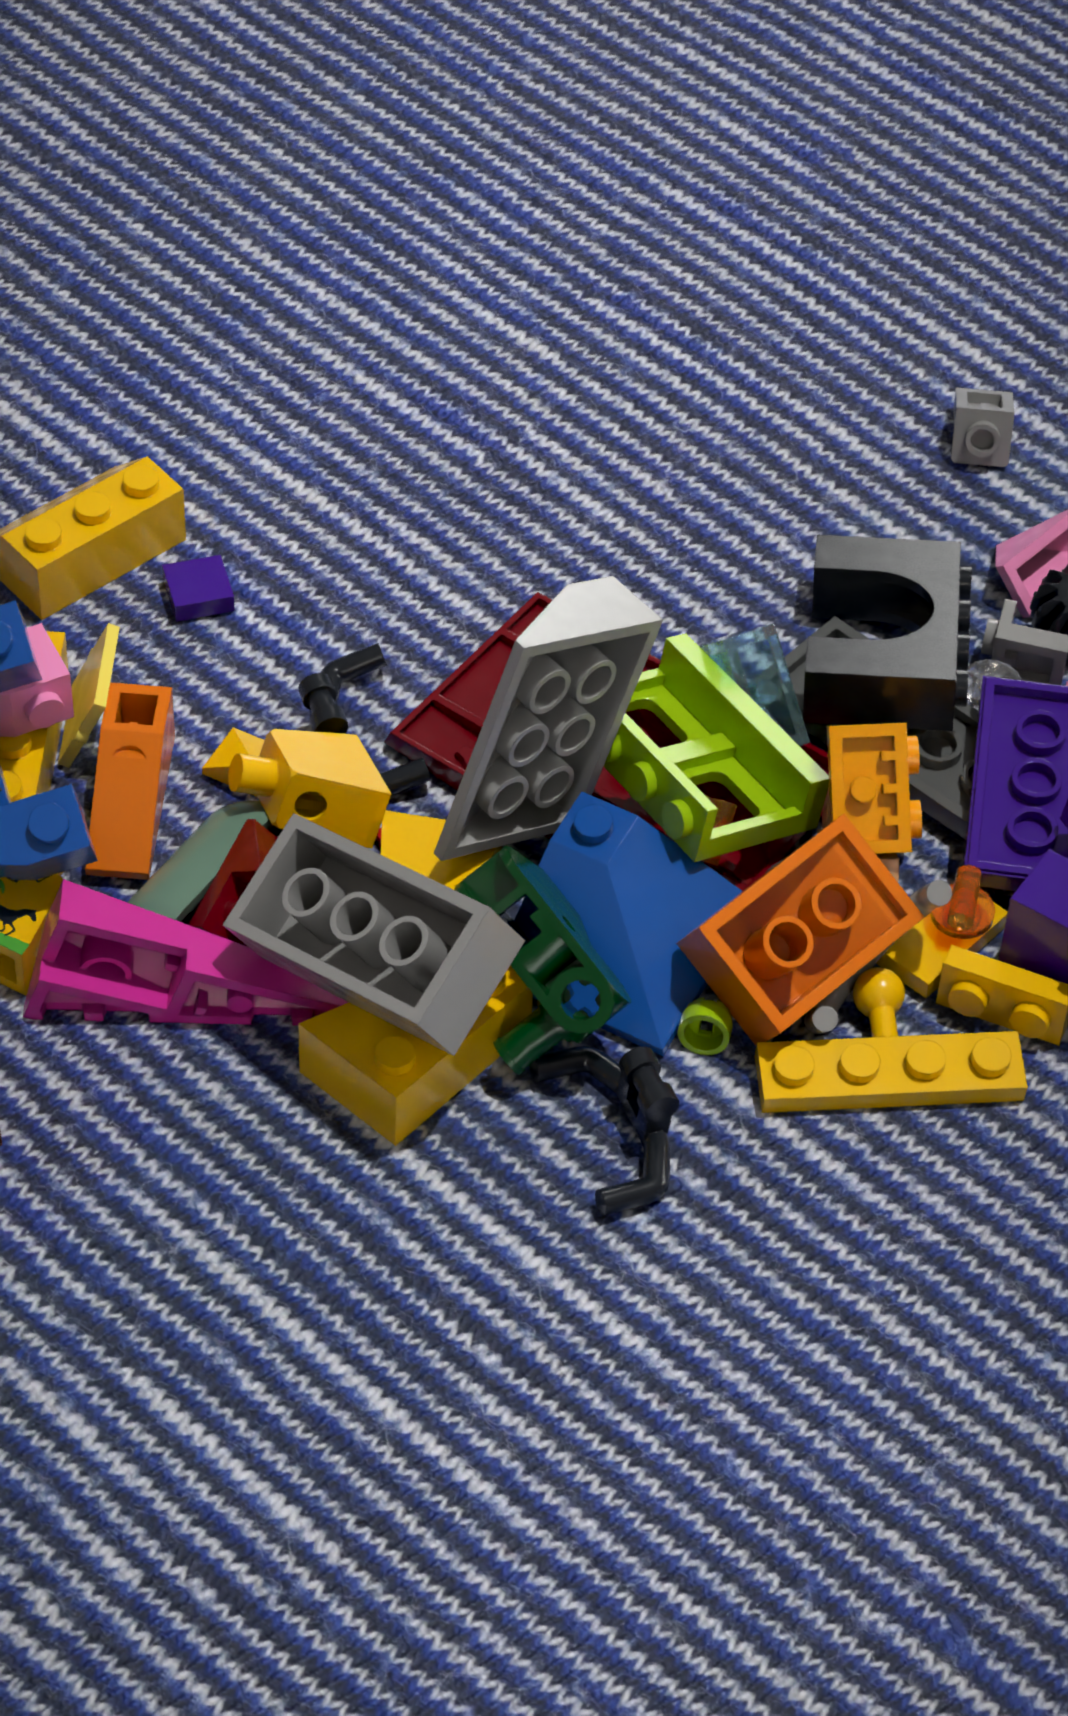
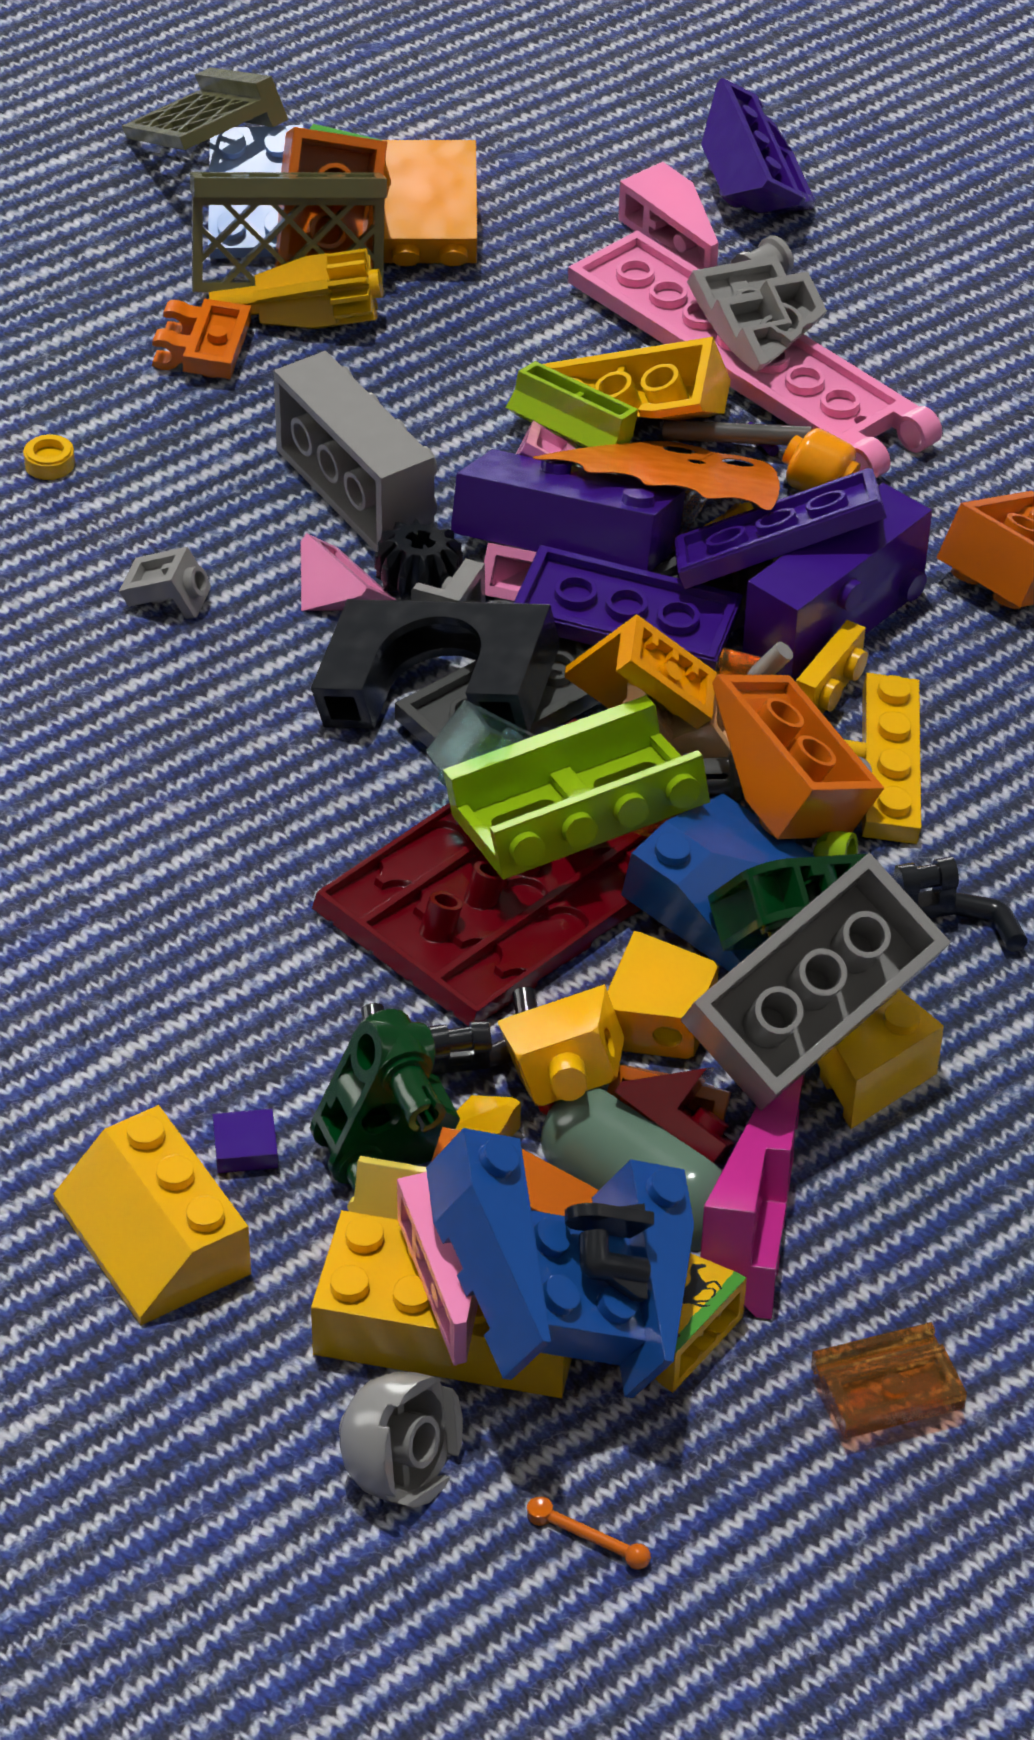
camera: 80 degrees left, 5 degrees down
(201, 650) = (383, 1097): none -> dark green piece
(551, 717) = (602, 828): light grey slope -> none

